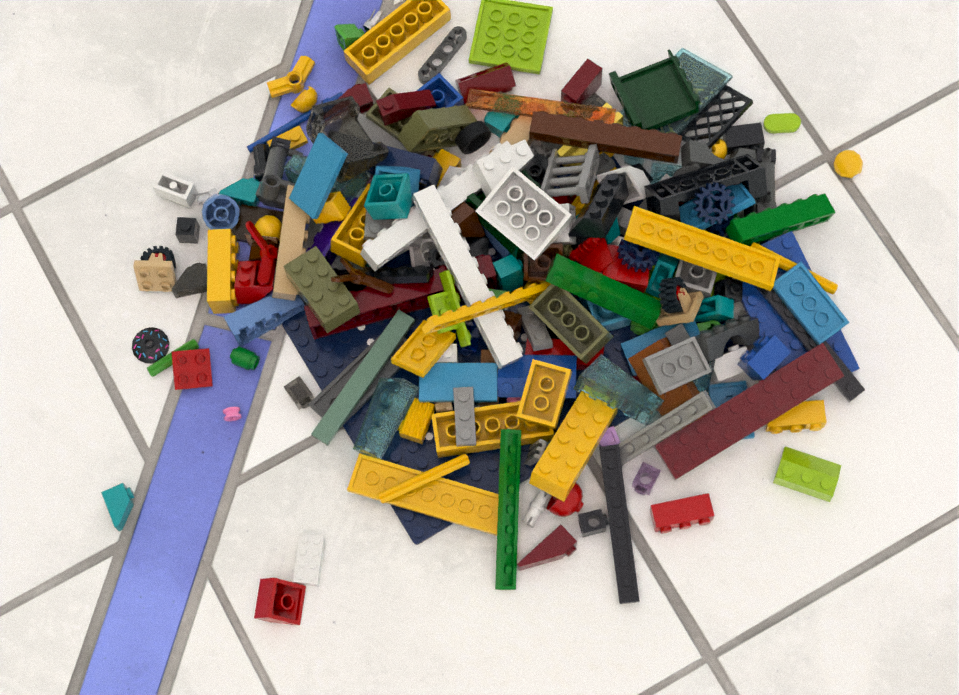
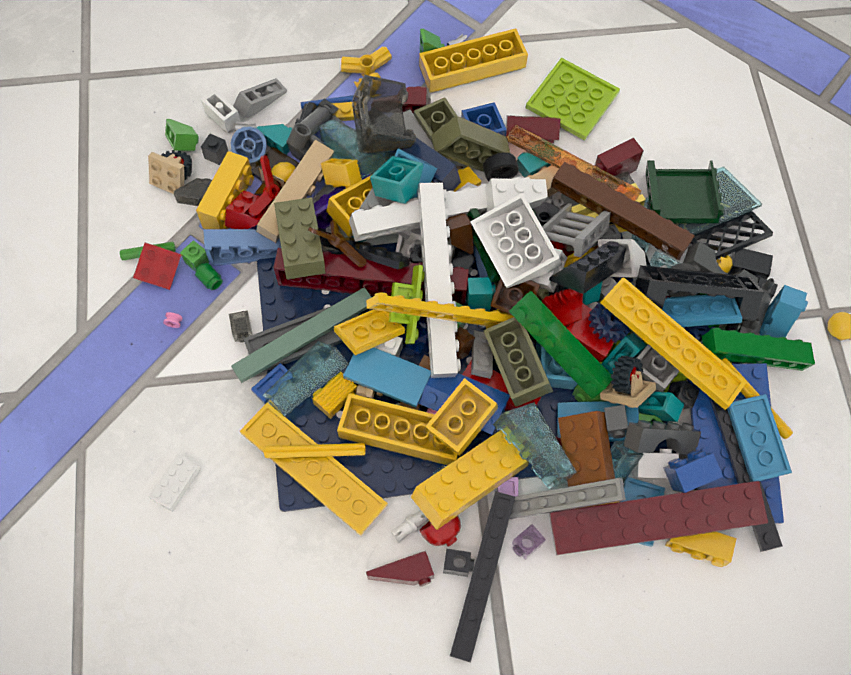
camera: 15 degrees right, 5 degrees down
(119, 504) = (31, 358): teal slope -> none
(147, 230) = (181, 136): none -> bright green slope
(156, 350) = (137, 238): black dish -> none
(204, 159) = (258, 97): none -> light grey slope
(222, 344) = (194, 255): none -> bright green brick
(279, 601) = (128, 510): red slope -> none
(318, 175) = (342, 137): dark azure tile -> none
(351, 433) = (268, 381): none -> blue plate
(403, 105) = (442, 111): dark red slope -> none
(440, 54) = (505, 93): dark grey beam -> none
(464, 416) = (378, 408): light grey plate -> none
(508, 509) = (380, 515): green plate -> none
(537, 450) = (433, 468): light grey tile -> none
(677, 365) = (603, 442): light grey plate -> none
(682, 513) = (550, 591): red brick -> none
(707, 208) = (698, 296): dark blue gear -> none
(782, 123) = (791, 265): lime tile -> none
(789, 177) = (783, 312): none -> dark azure wedge
(807, 474) = (691, 606): lime slope -> none

